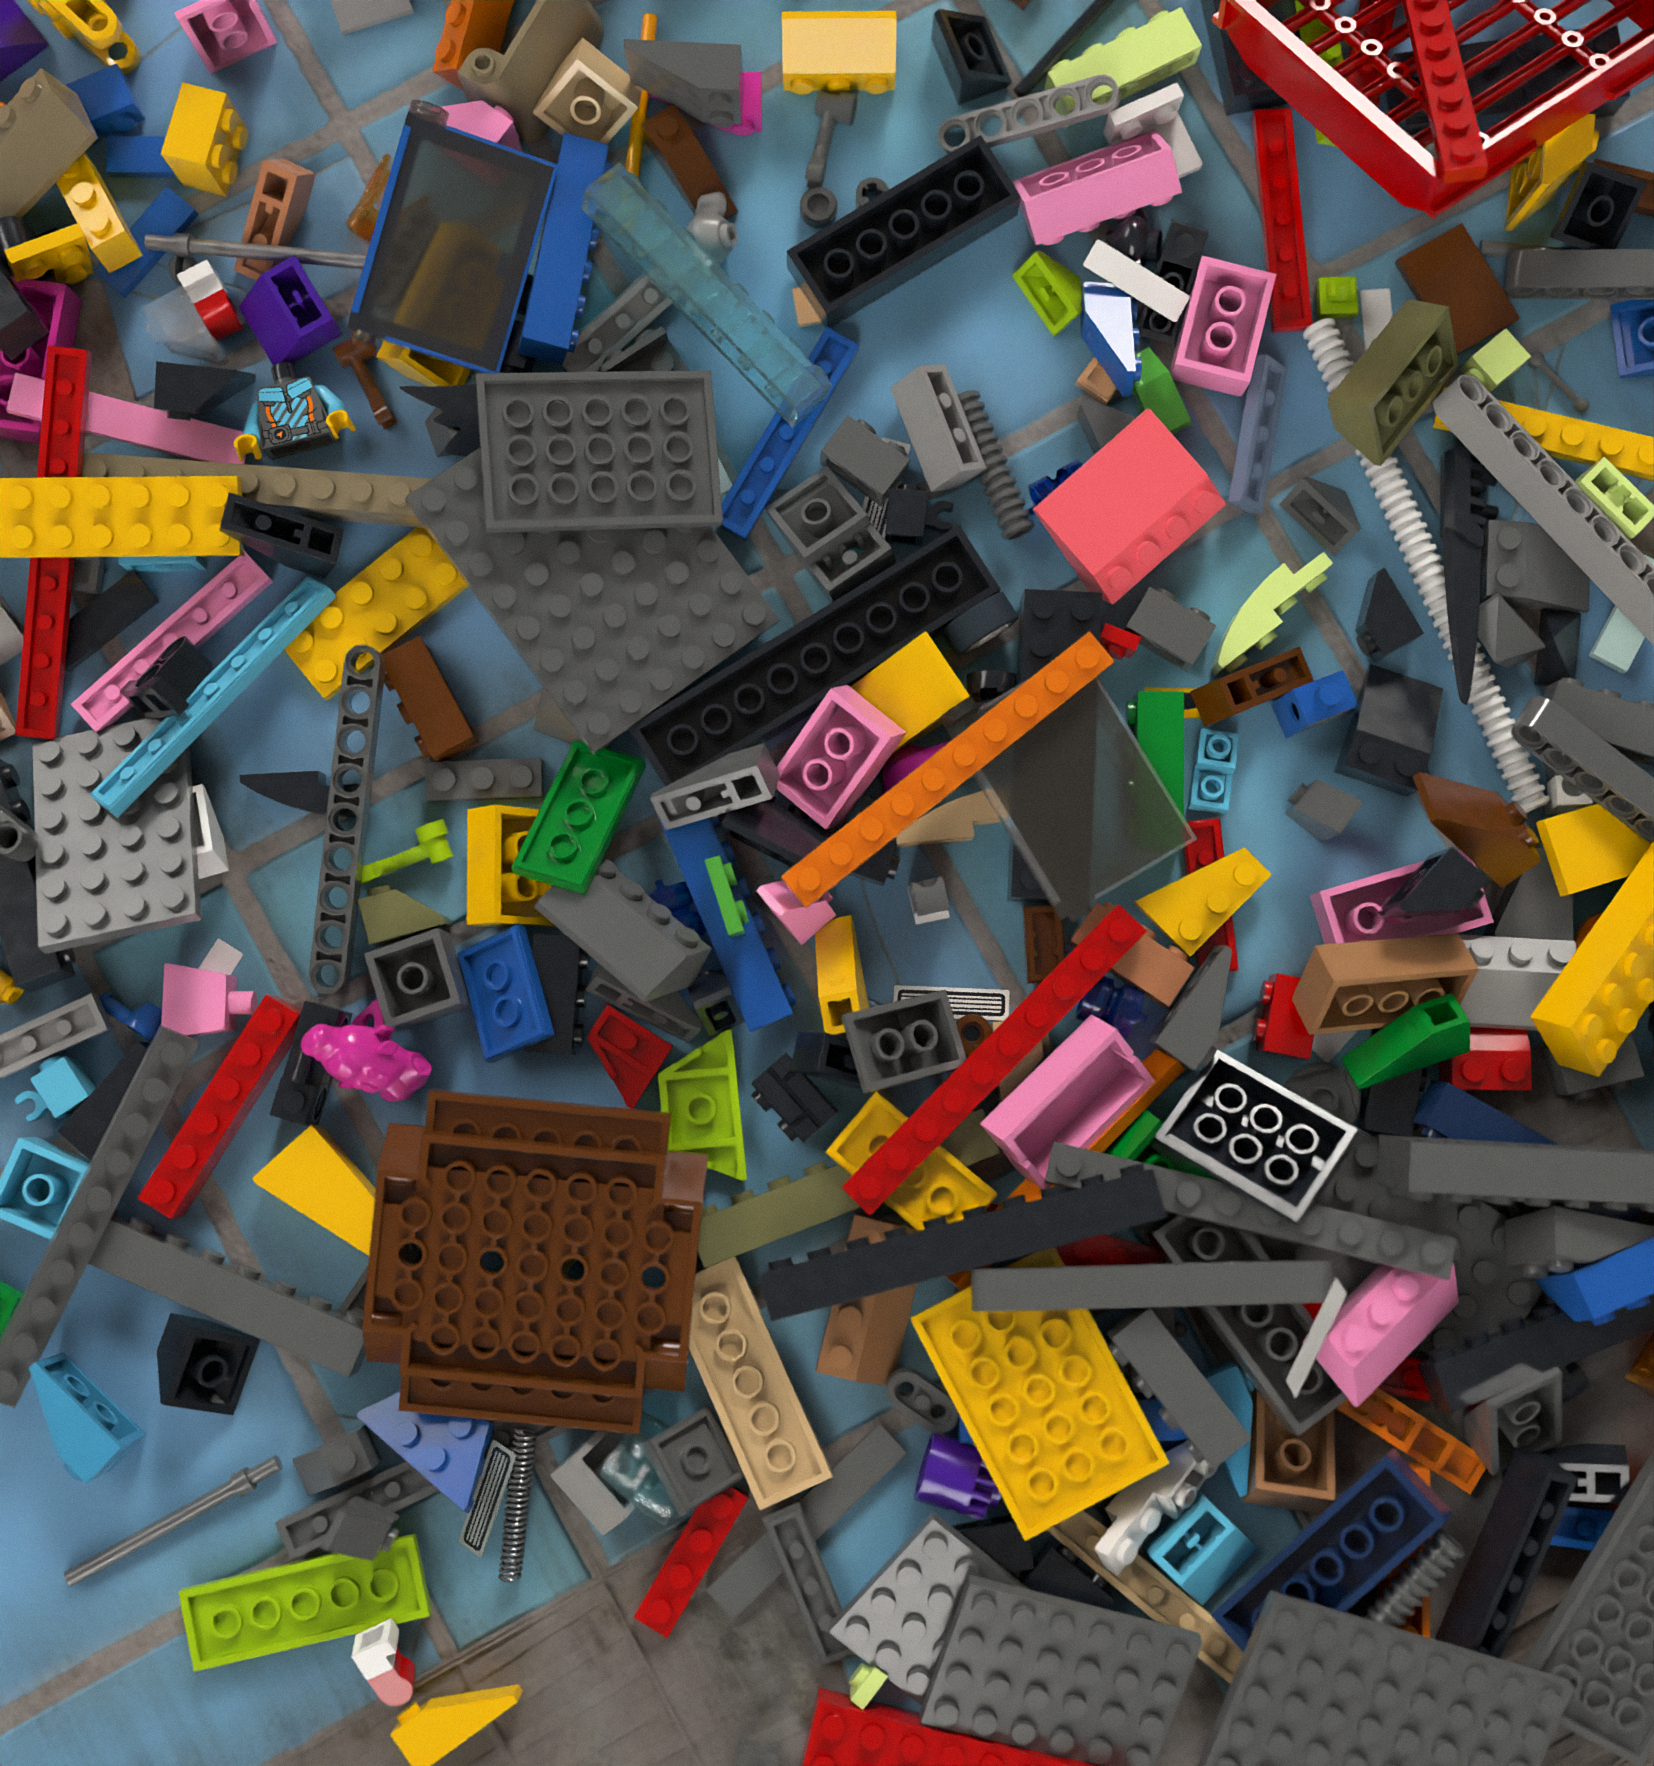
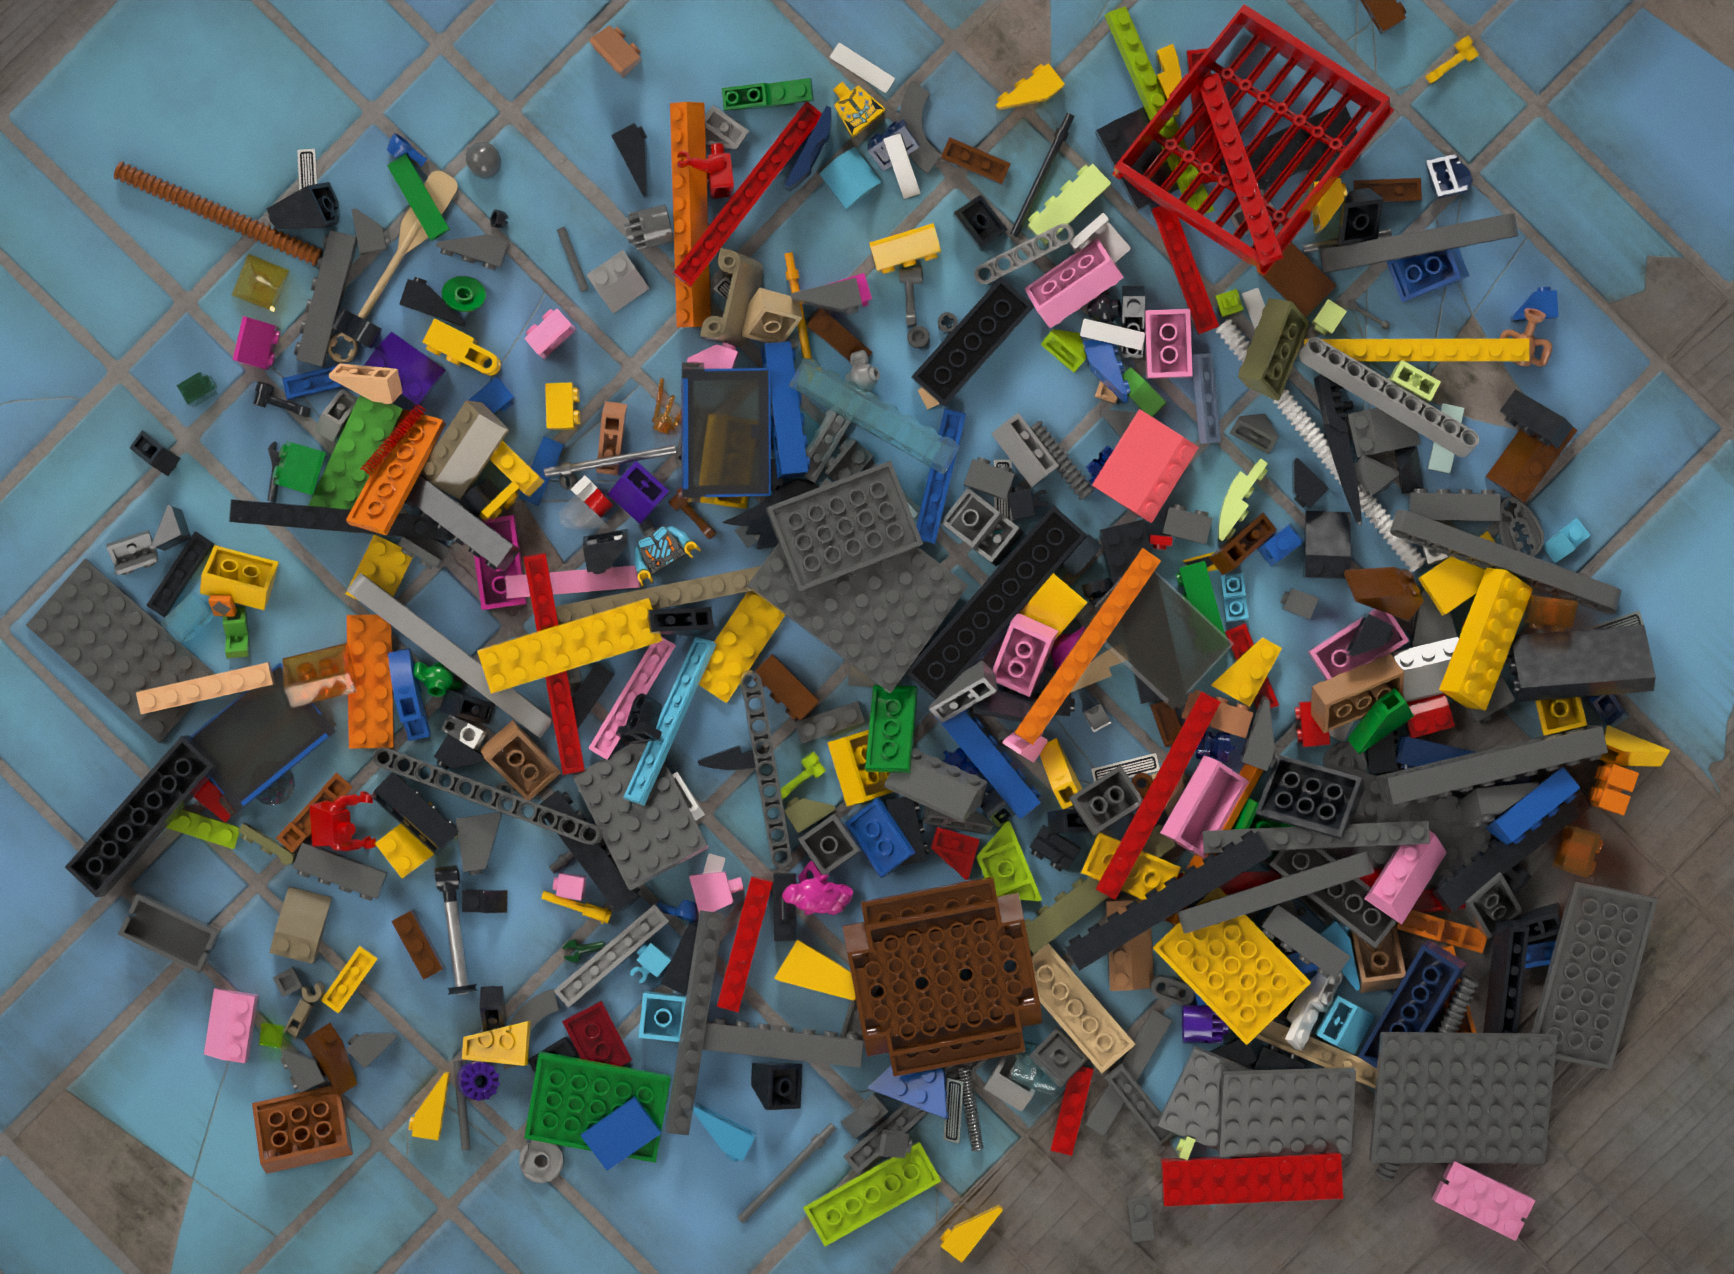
camera: 20 degrees left, 5 degrees up
(136, 157) = (524, 420): blue tile -> none
(383, 1665) = (921, 1209): leg -> none
(722, 879) = (981, 741): bright green plate -> none
(1316, 1337) = (1368, 893): white sticker -> none

